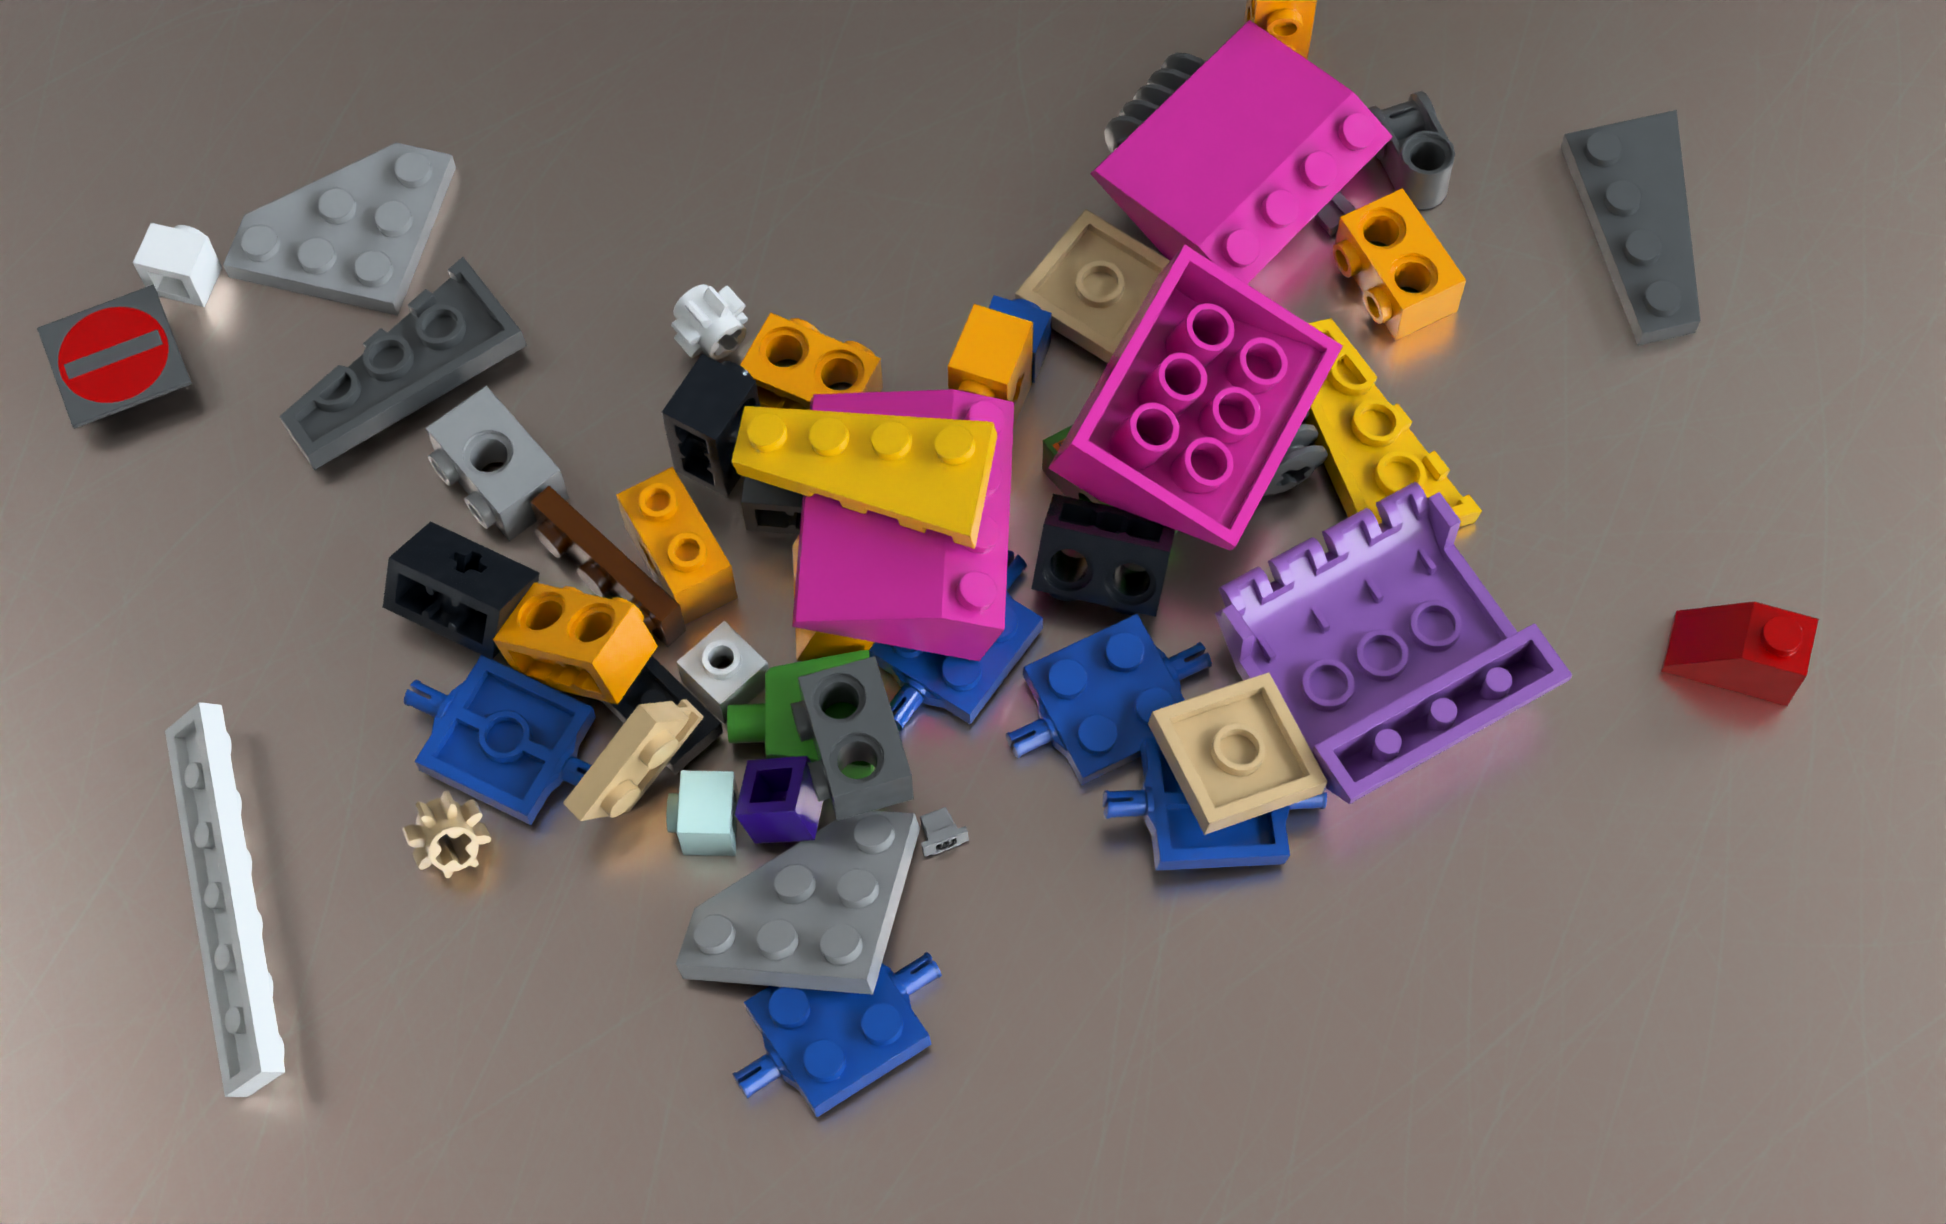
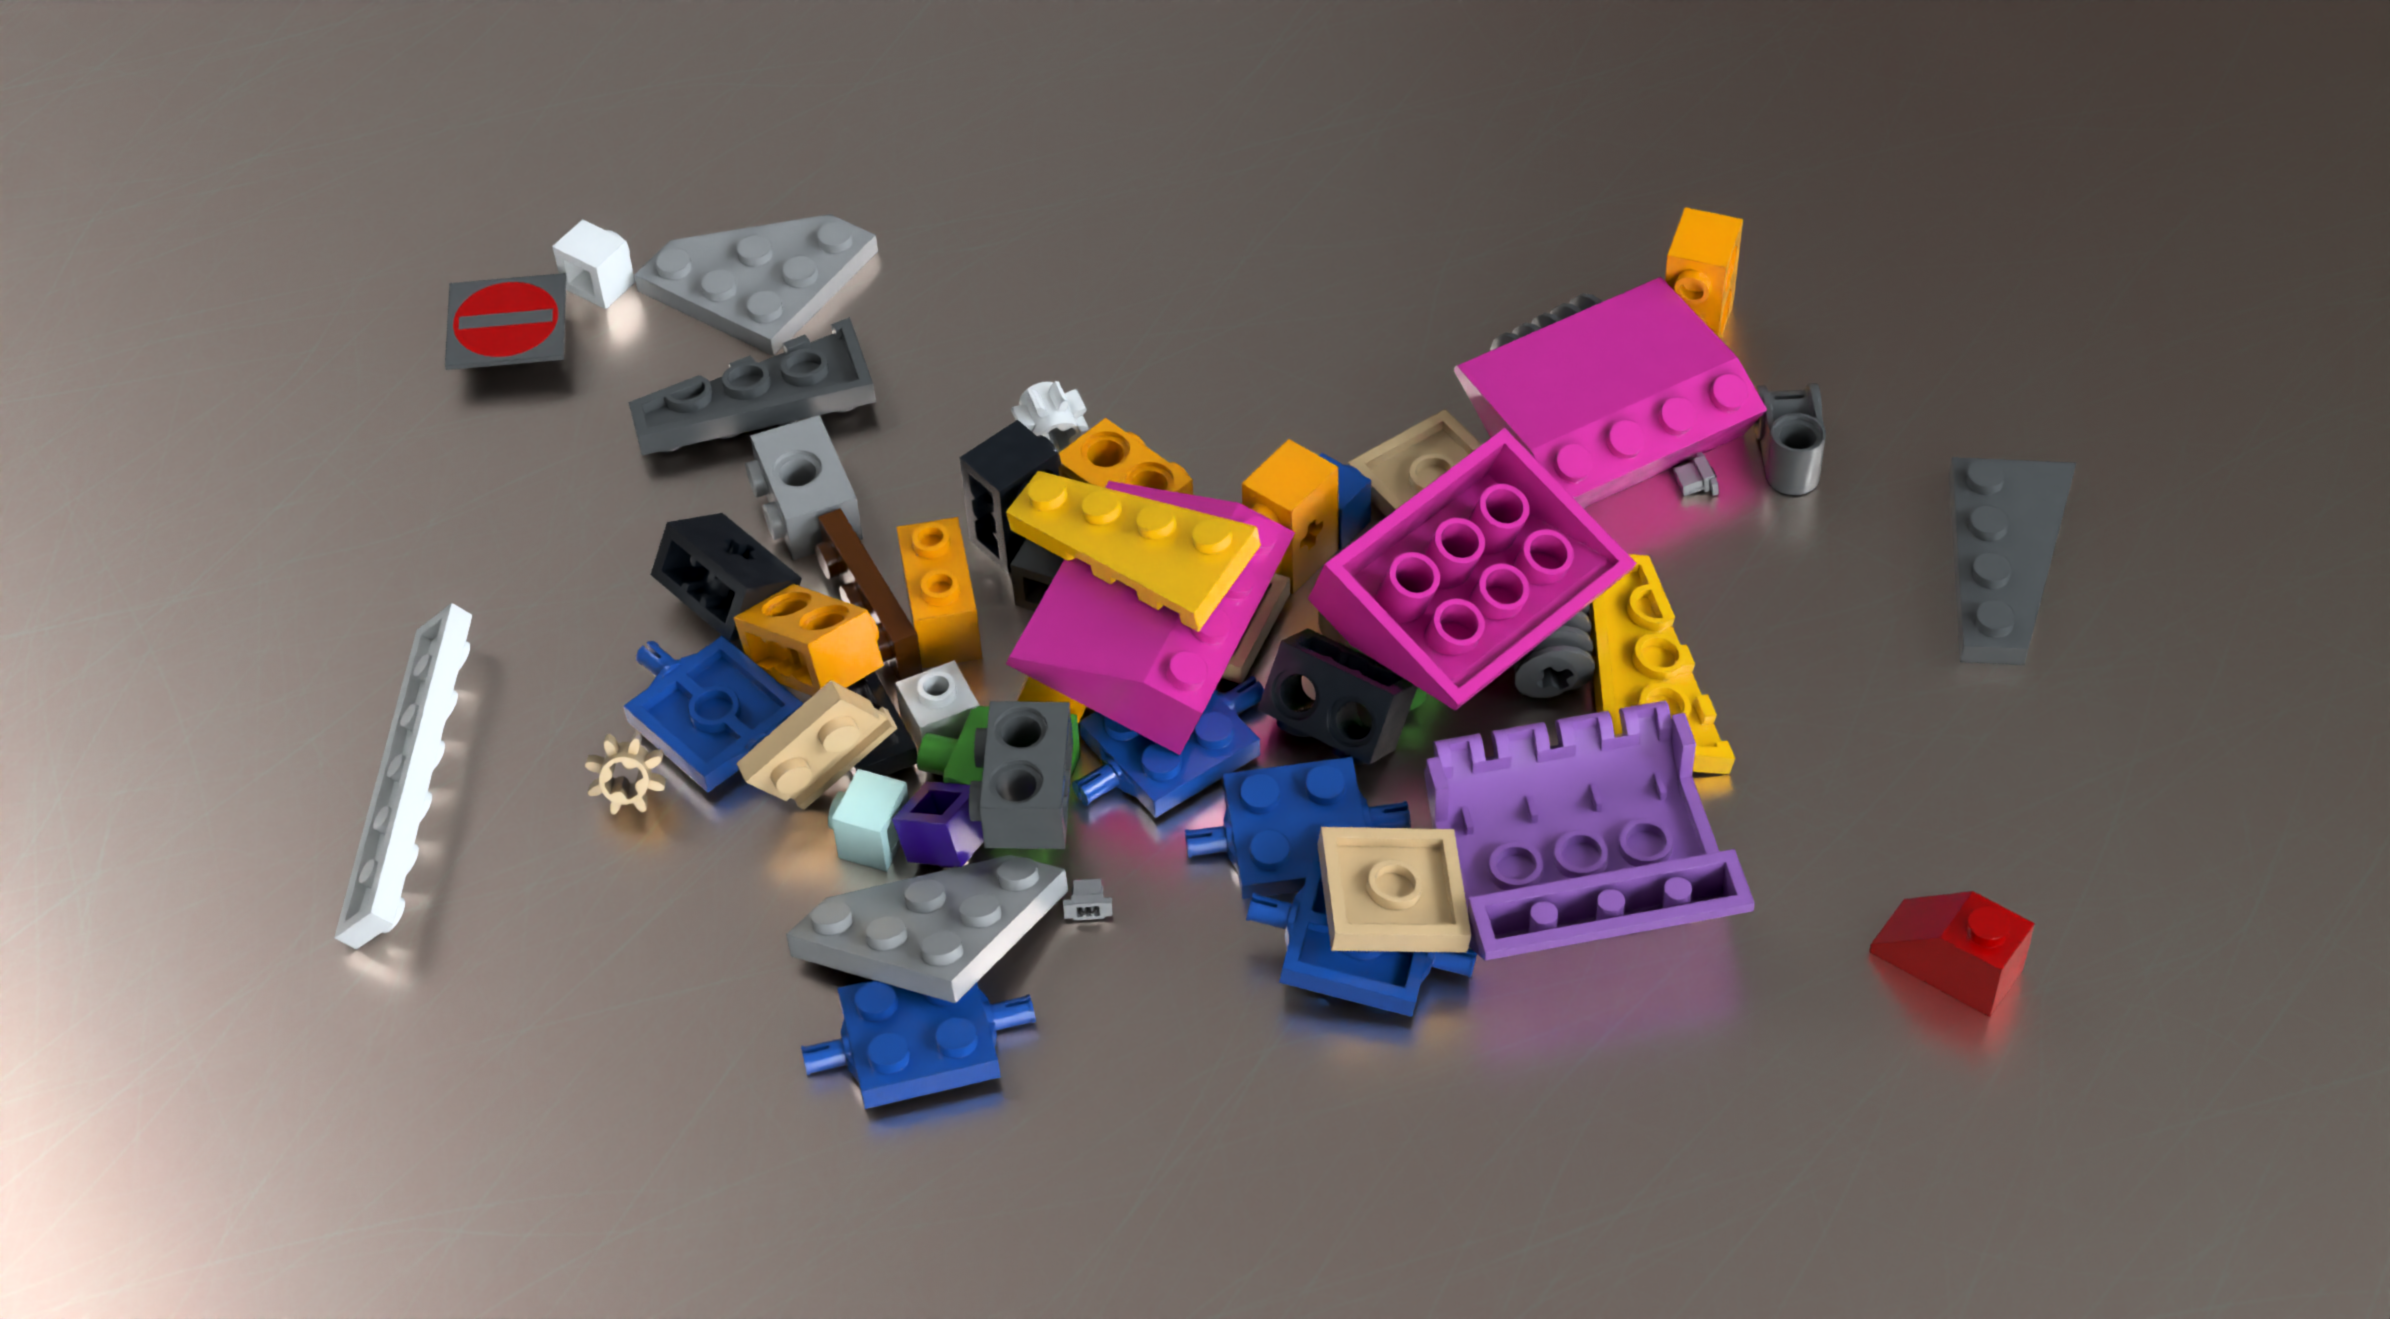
camera: 20 degrees right, 15 degrees down
(1409, 260) = (1734, 527): light orange brick -> none

